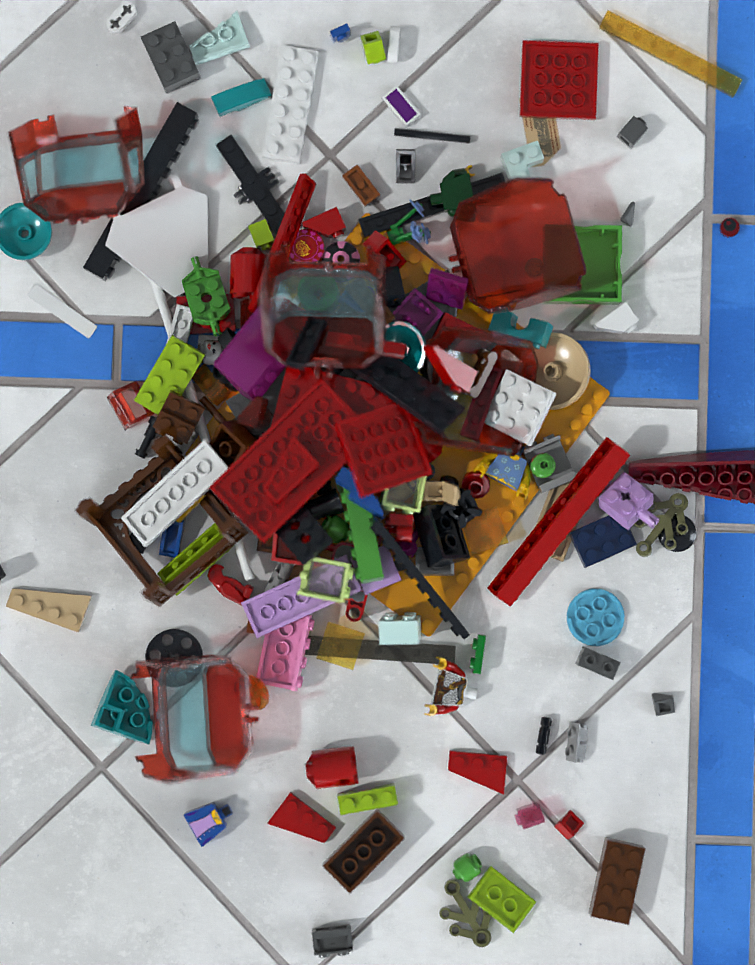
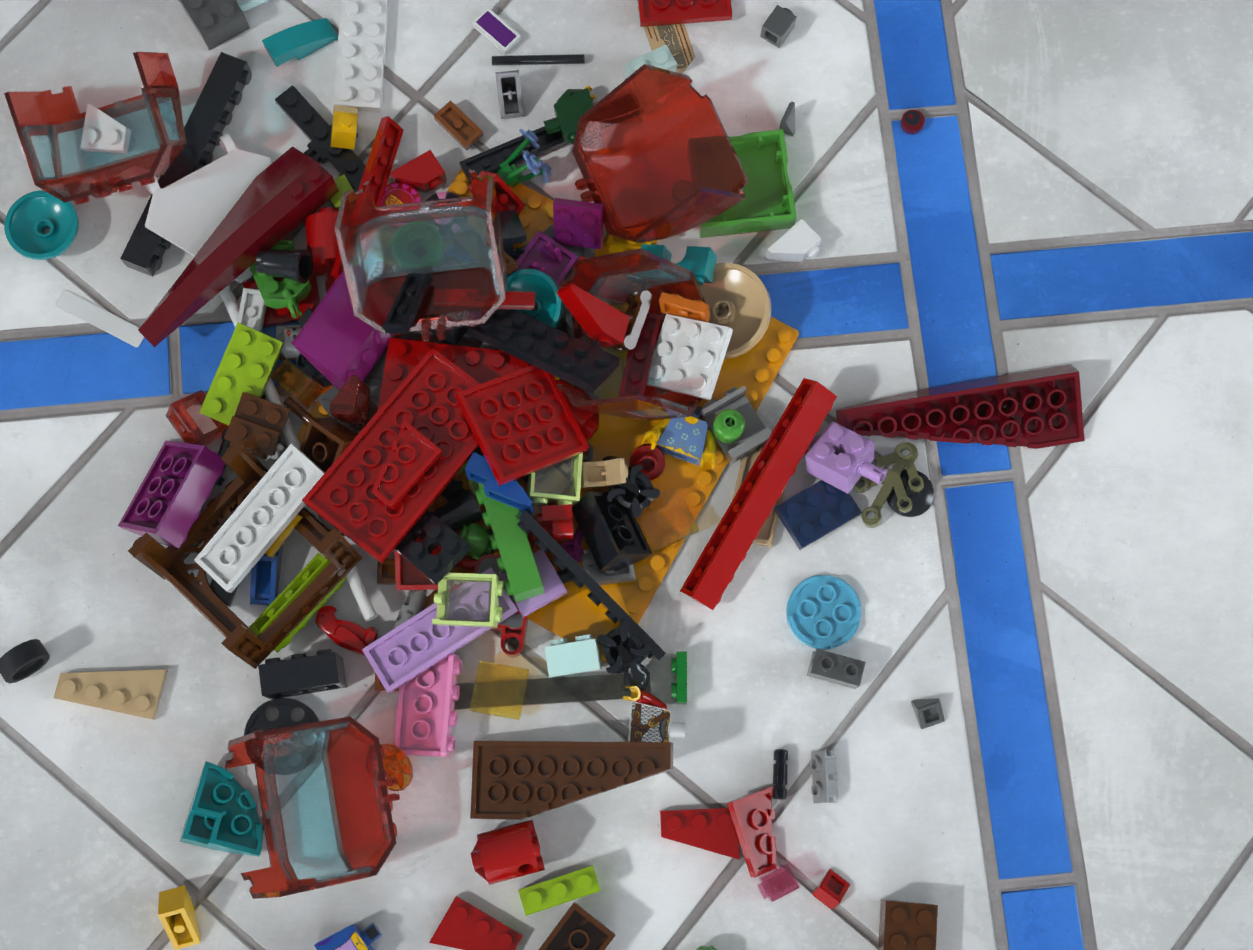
camera: 10 degrees left, 10 degrees down
(78, 160) = (104, 133): none -> white wing
(86, 780) = (178, 917): none -> yellow slope
(108, 462) = (173, 492): none -> magenta slope
(194, 615) = (302, 674): none -> black brick
(197, 247) = (260, 219): none -> dark red wedge
(213, 292) = (286, 264): none -> black plant
(270, 176) = (344, 127): none -> yellow slope
(360, 715) = (537, 776): none -> reddish brown wing
(438, 633) = (624, 655): none -> black animal
(516, 366) = (682, 307): none -> orange plate
(518, 773) = (753, 825): none -> wing

